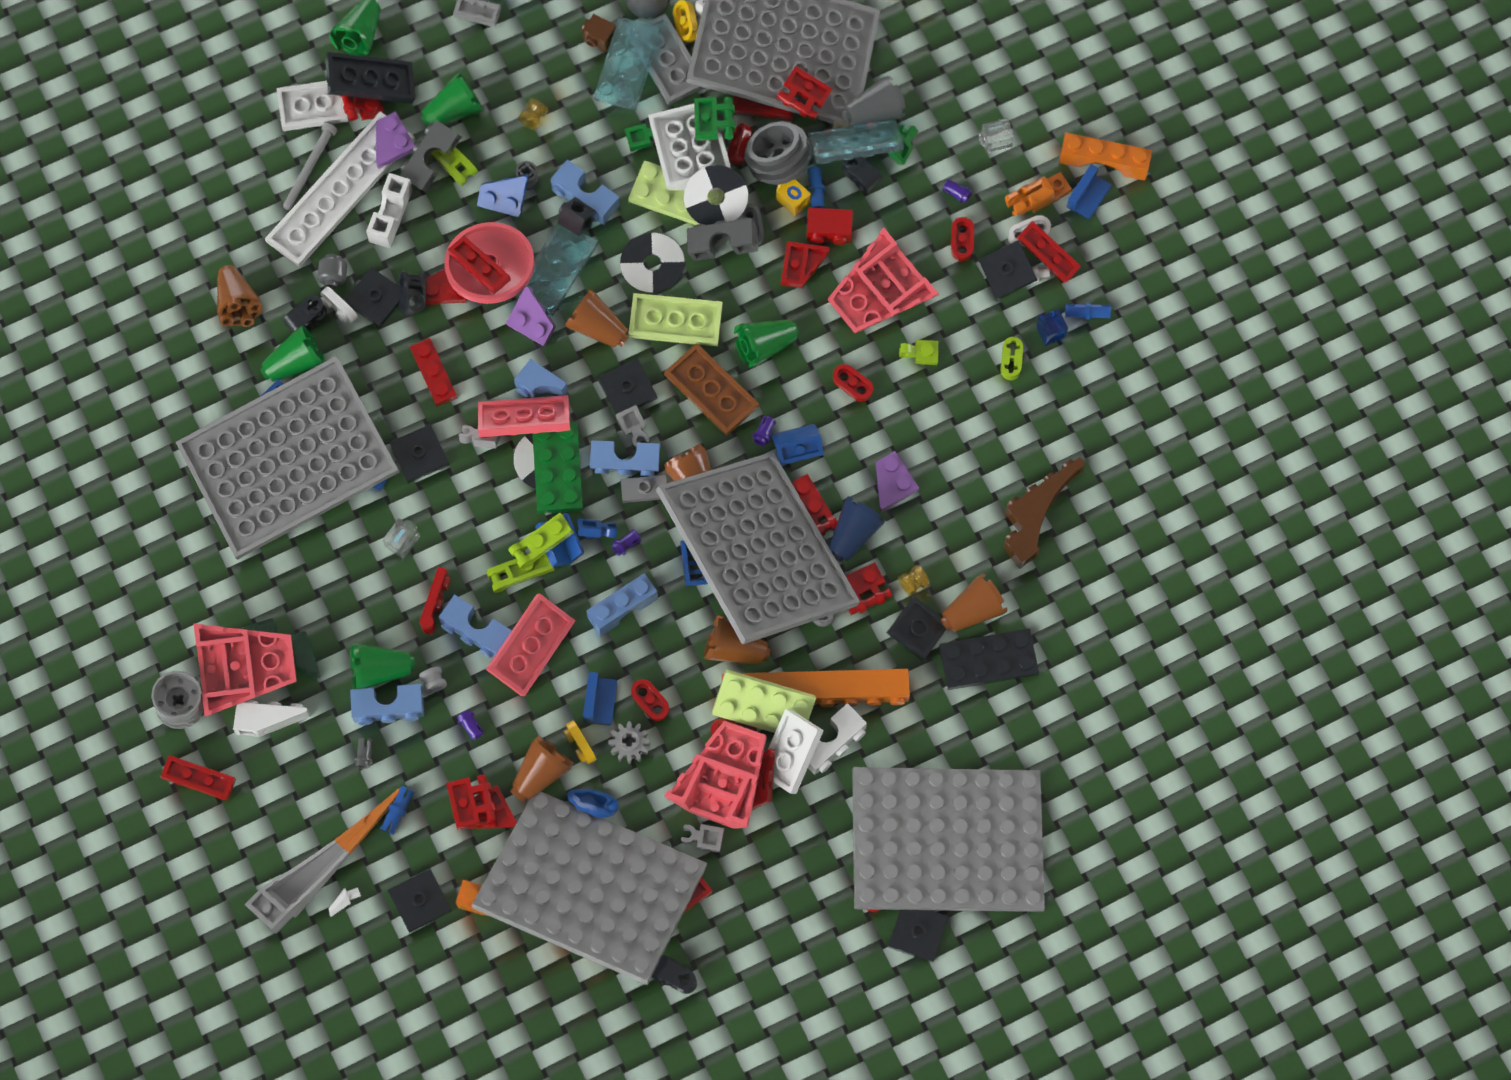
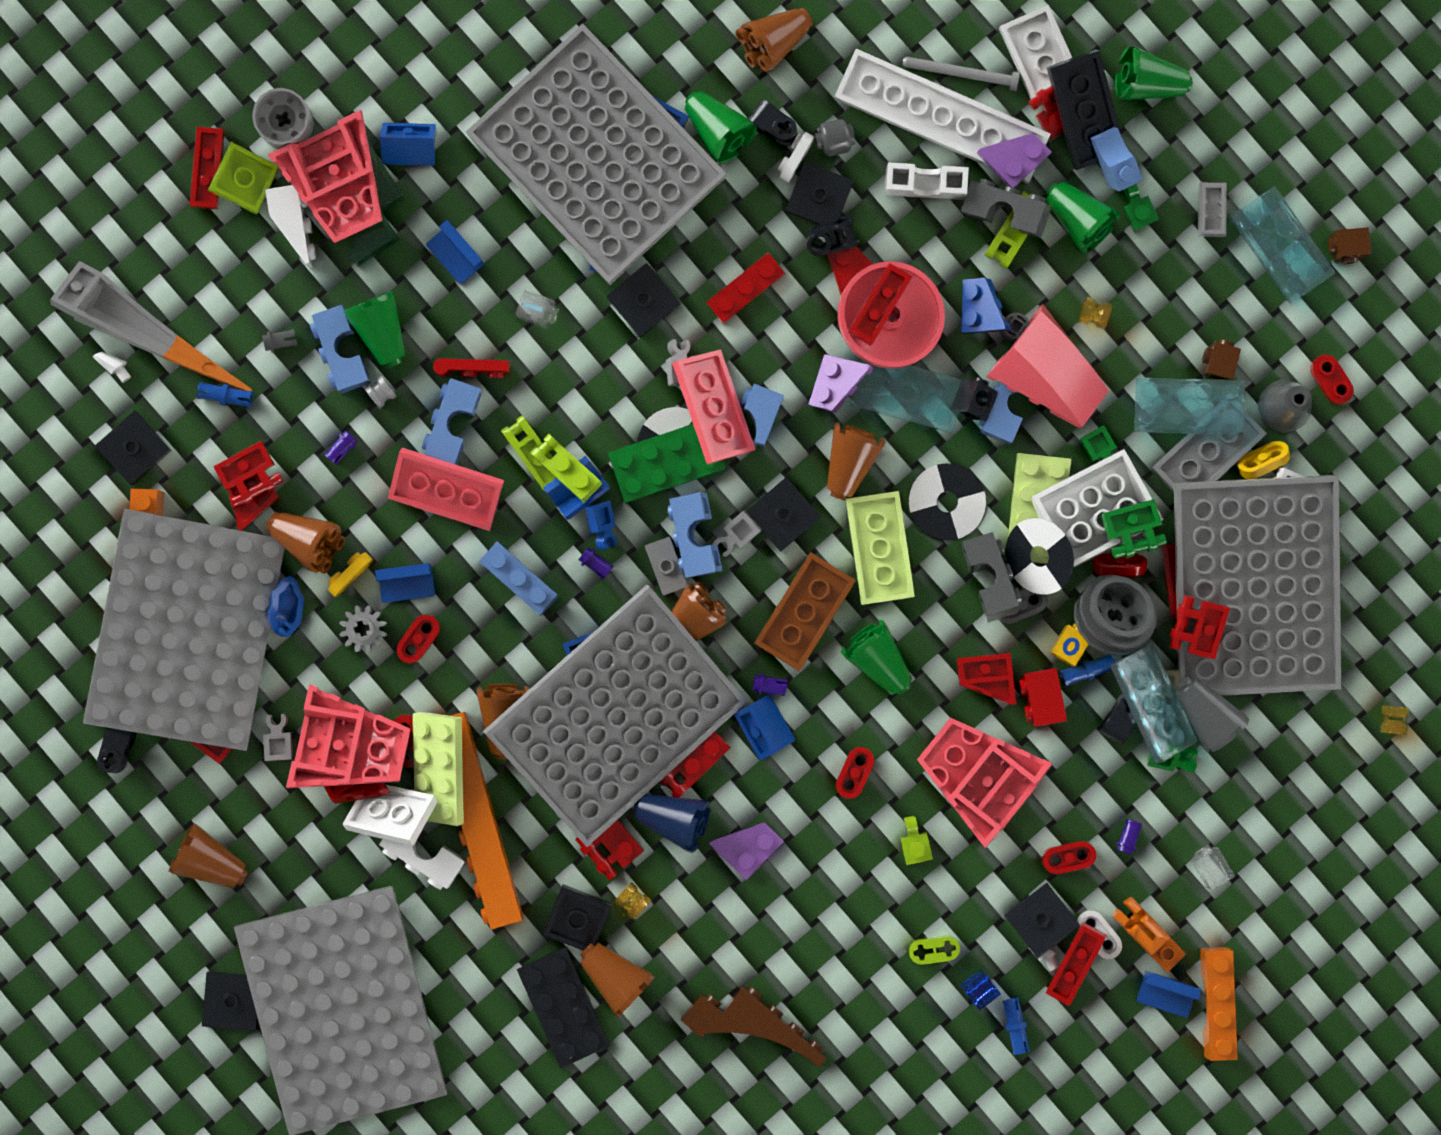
camera: 75 degrees right, 15 degrees up
(217, 748) = (243, 178): none -> lime plate
(230, 606) = (408, 144): none -> blue panel
(333, 592) = (454, 253): none -> blue panel
(419, 67) = (1116, 160): none -> medium blue arch
(460, 63) = (1139, 210): none -> green plate
(570, 154) = (1051, 371): none -> coral wedge
(791, 919) = (207, 860): none -> dark orange cone

